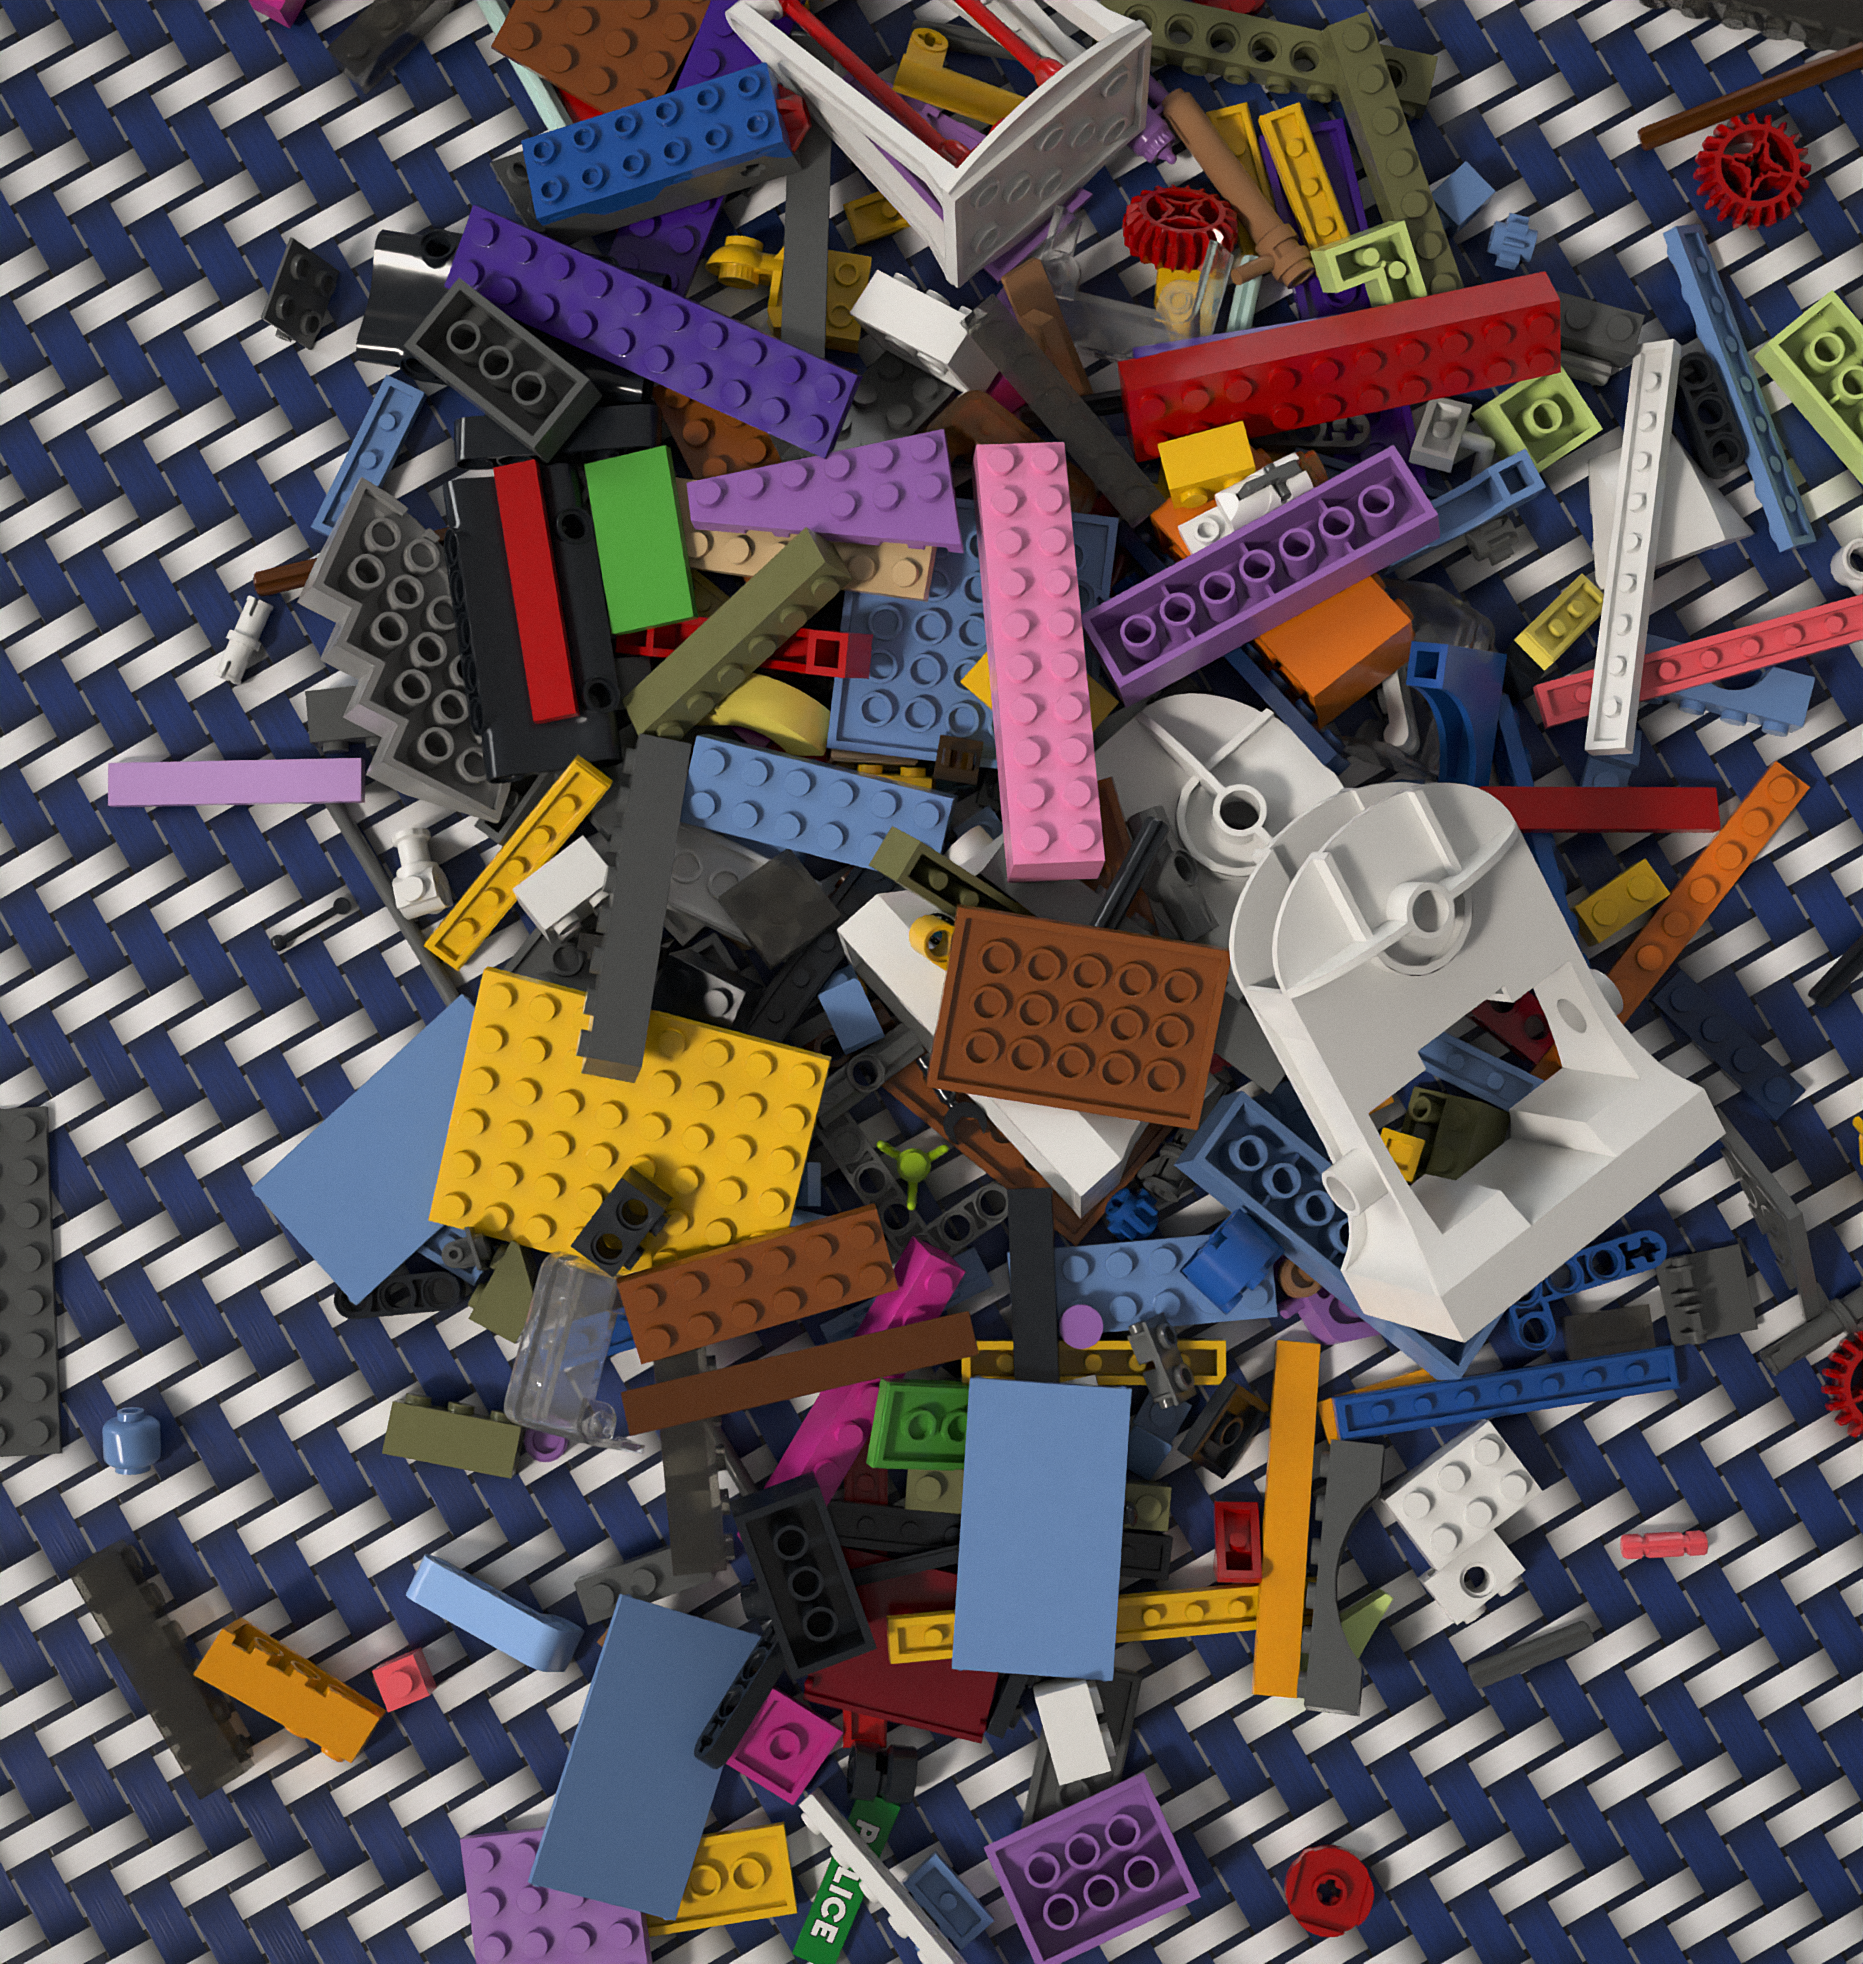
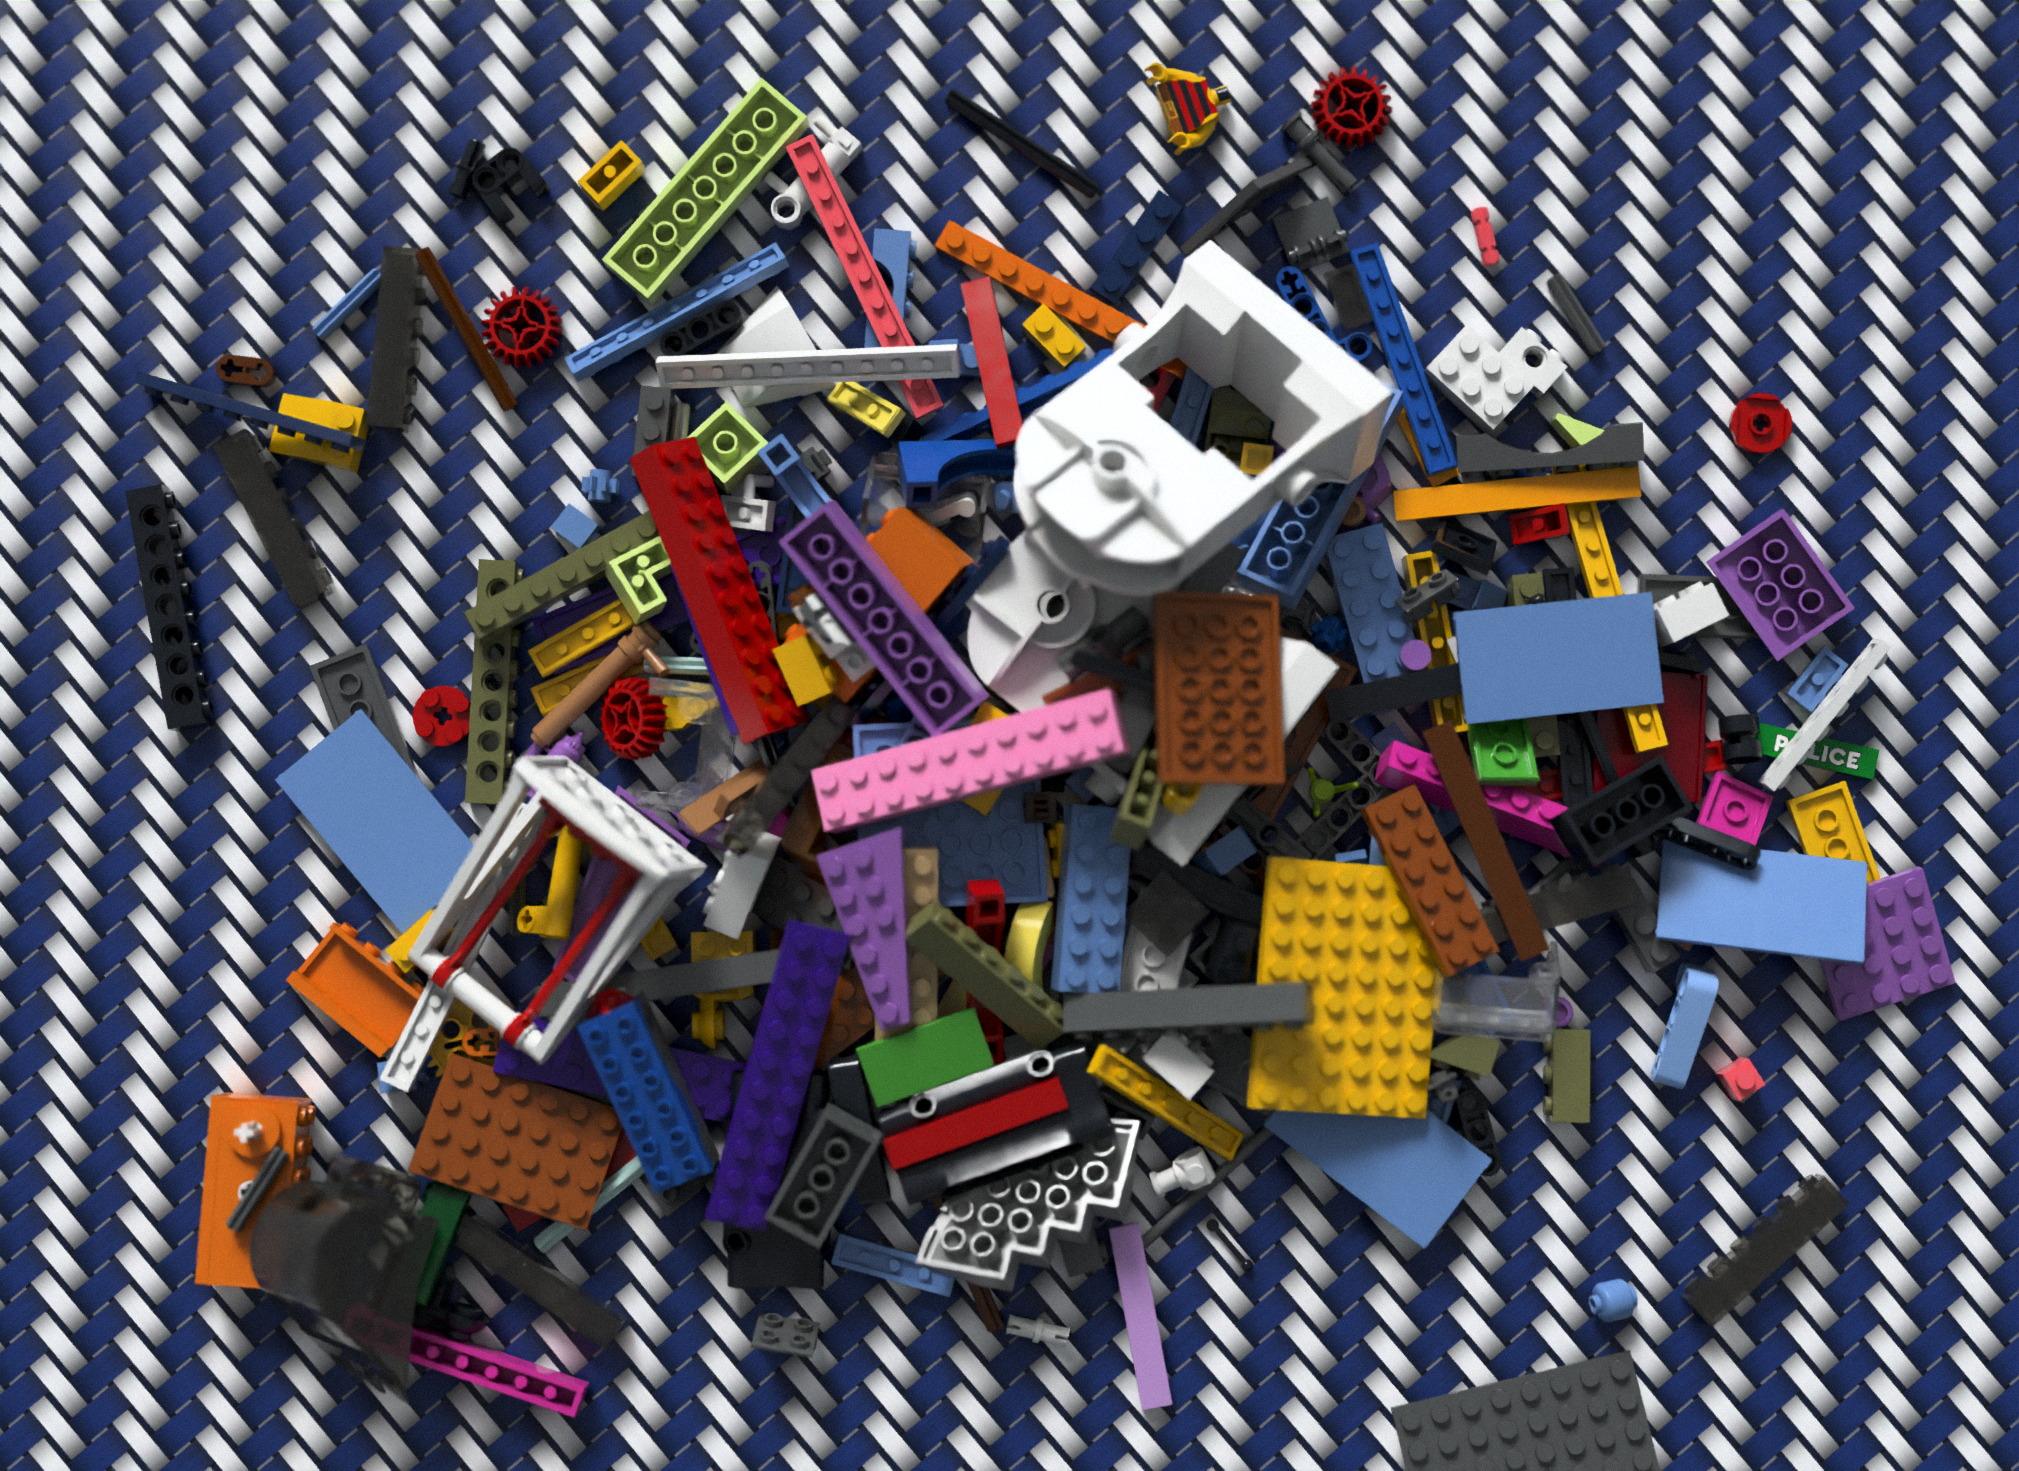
camera: 100 degrees left, 0 degrees up
(290, 1690) = (1762, 1155): light orange wedge -> none
(617, 1218) = (1404, 984): black brick -> none
(1232, 1260) = (1353, 559): blue brick -> none

